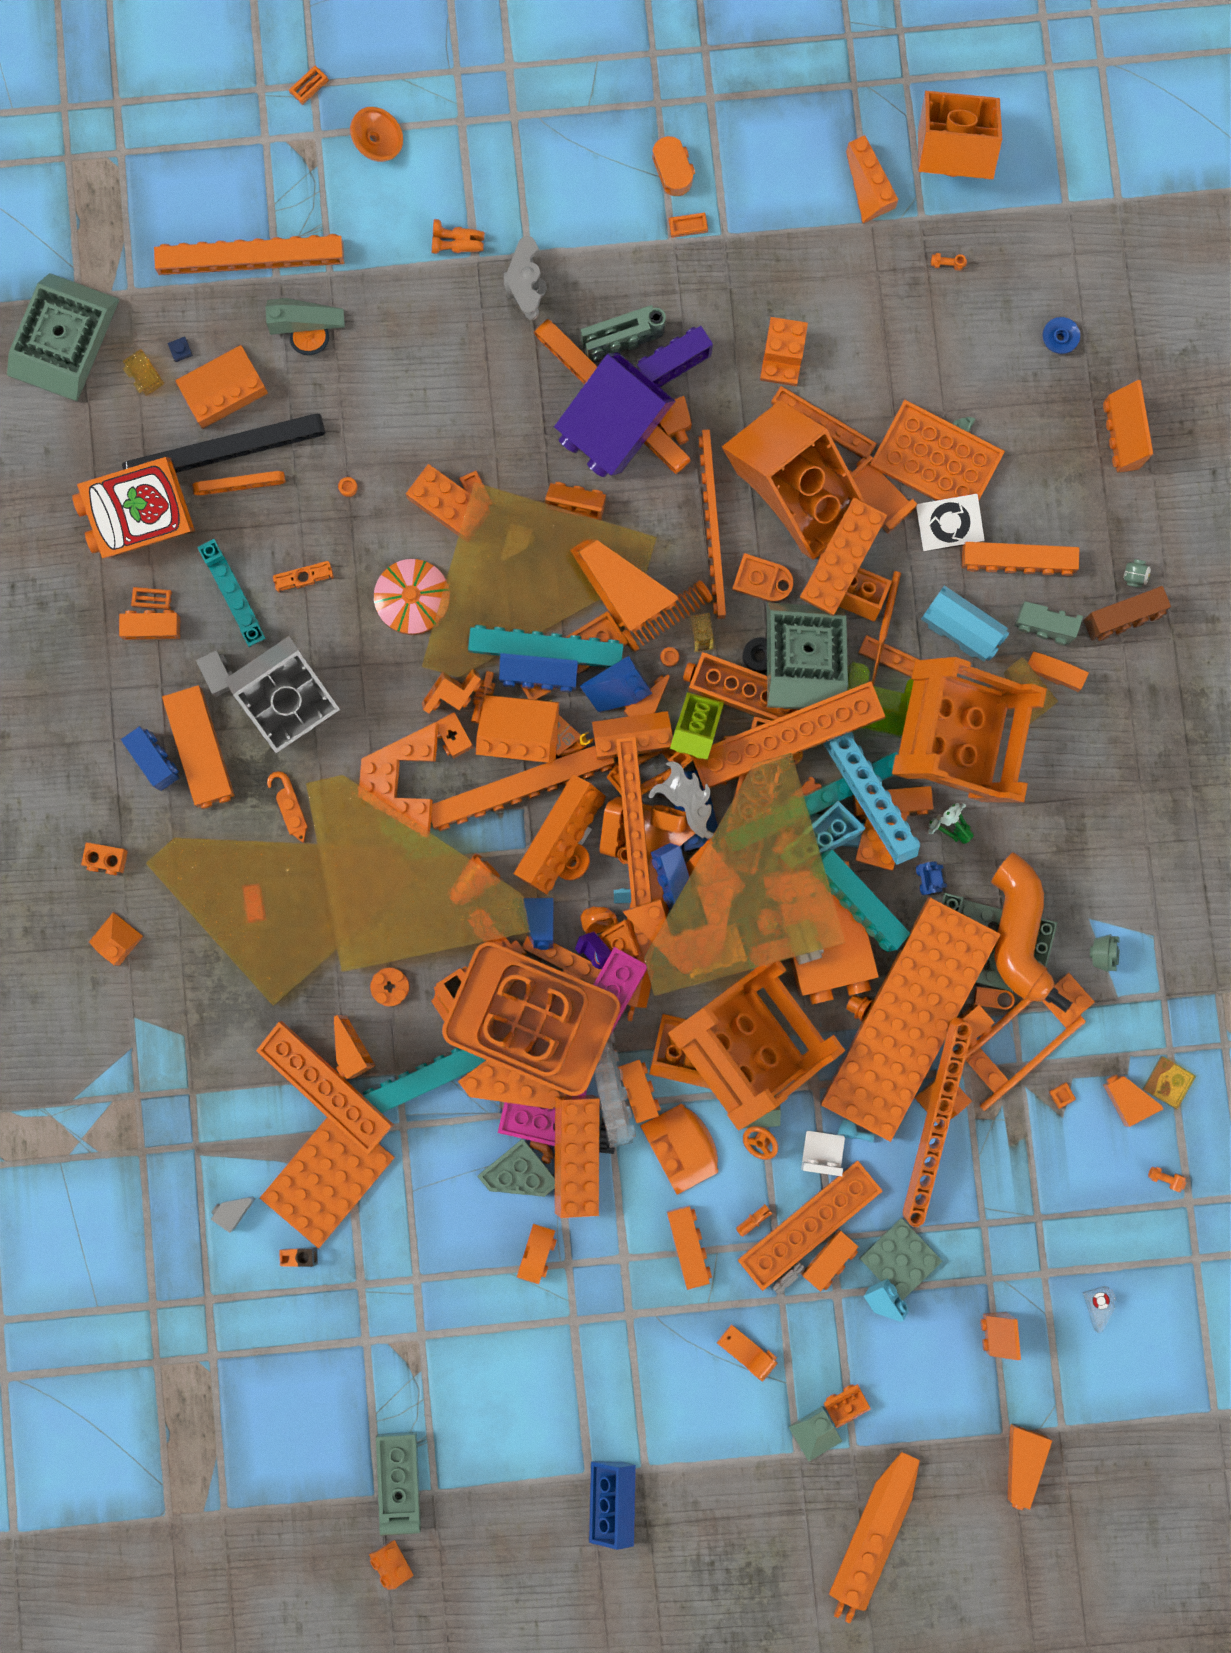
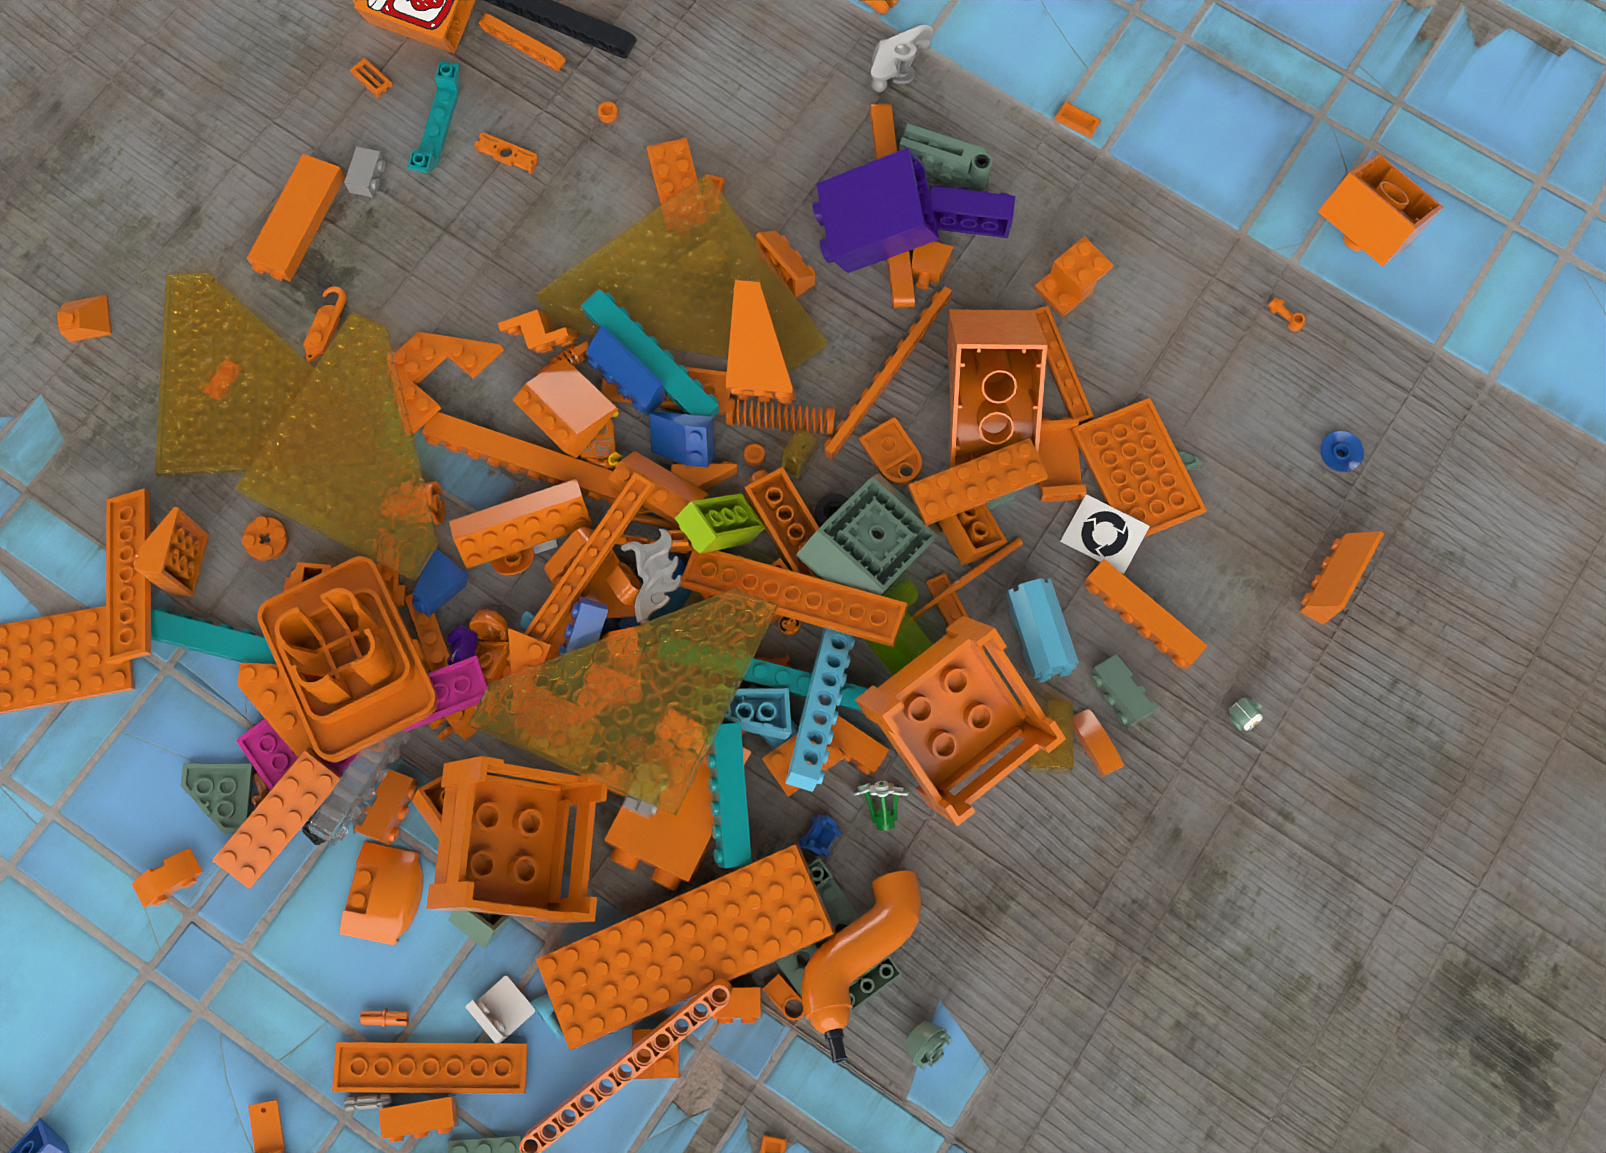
camera: 40 degrees right, 10 degrees down
(105, 854) = (138, 245): orange brick -> none
(149, 625) = (348, 95): orange brick -> none
(151, 758) = (247, 194): blue brick -> none
(282, 694) = (393, 220): light grey brick -> none
(409, 596) = (576, 231): dish -> none
(461, 743) = (513, 363): orange brick -> none
(673, 166) = (1103, 63): orange brick -> none
(688, 1247) = (304, 991): orange brick -> none
(762, 1141) = (456, 949): orange piece -> none
(859, 1006) = (651, 896): orange piece -> none
(870, 181) = (1268, 202): orange wedge -> none
(1071, 1020) = (858, 1069): orange plate -> none
(1127, 613) = (1206, 741): dark orange brick -> none

